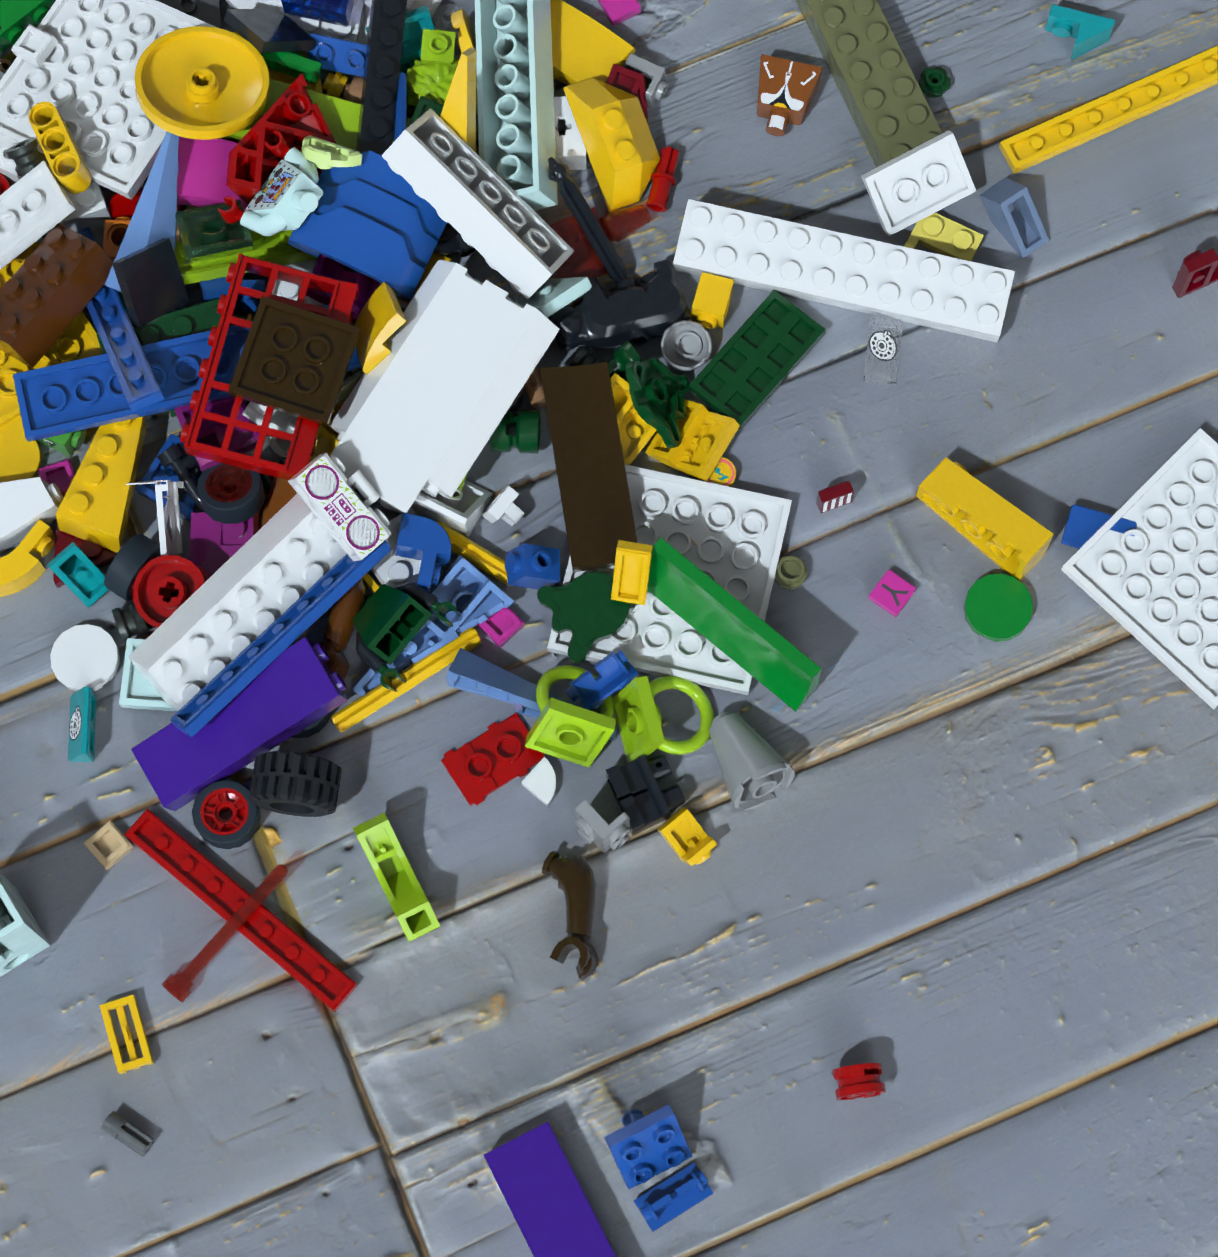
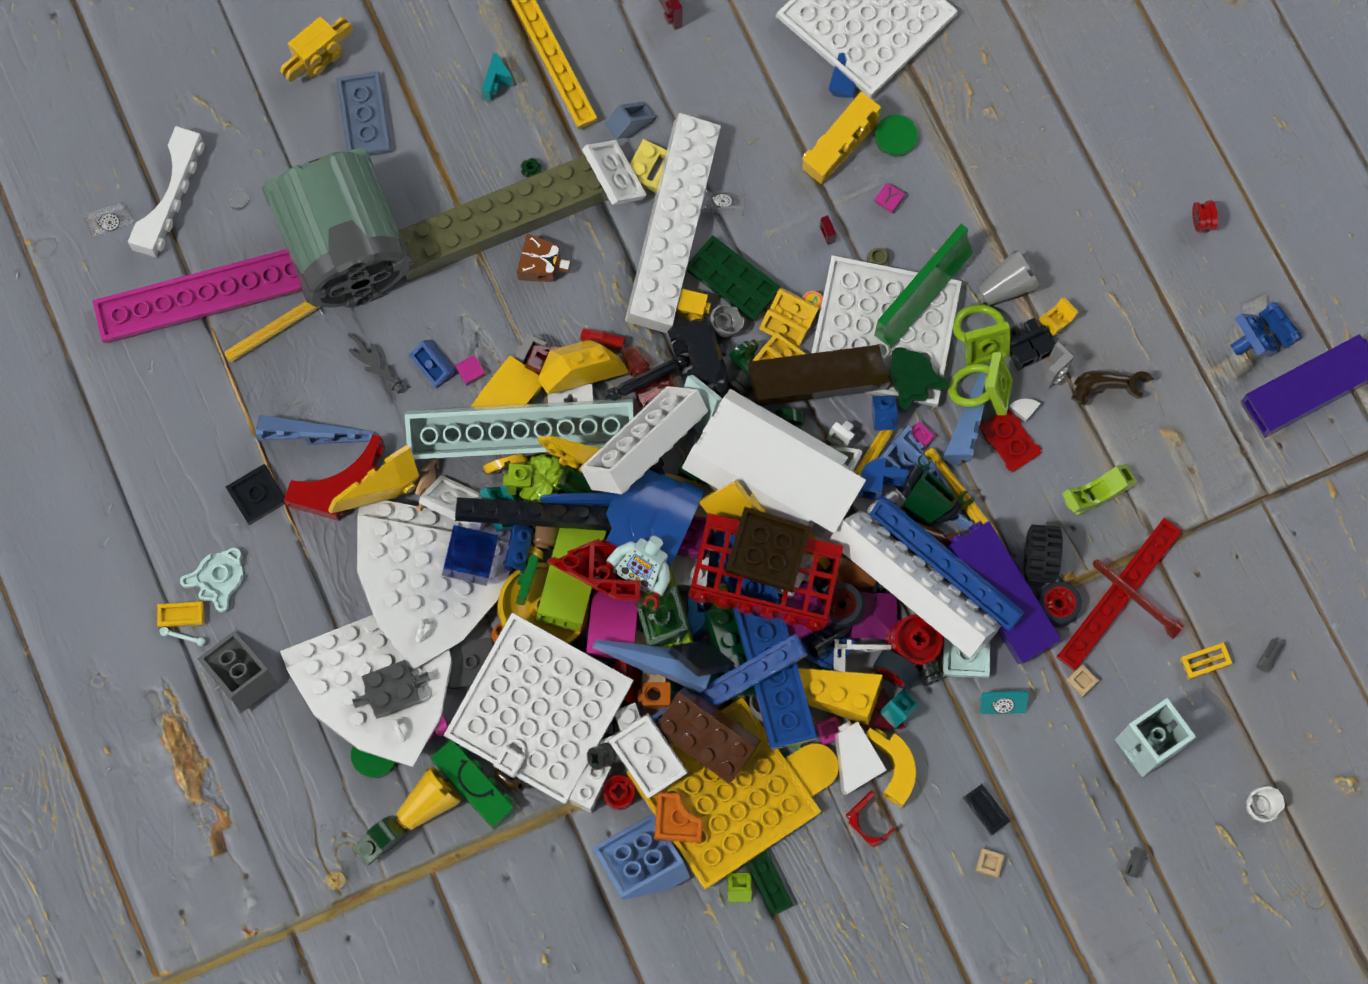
camera: 95 degrees left, 0 degrees up
(60, 147) = (586, 729): yellow beam -> none
(85, 657) = (955, 704): white tile -> none
(202, 82) = (556, 626): yellow dish -> none
(269, 30) = (506, 589): black tile -> none
(328, 154) = (611, 538): yellowish green plate -> none
(337, 506) = (871, 516): white piece -> none
(614, 675) = (964, 365): blue hinge -> none
(631, 572) = (896, 342): yellow tile -> none
(658, 397) = (770, 331): dark green tile -> none

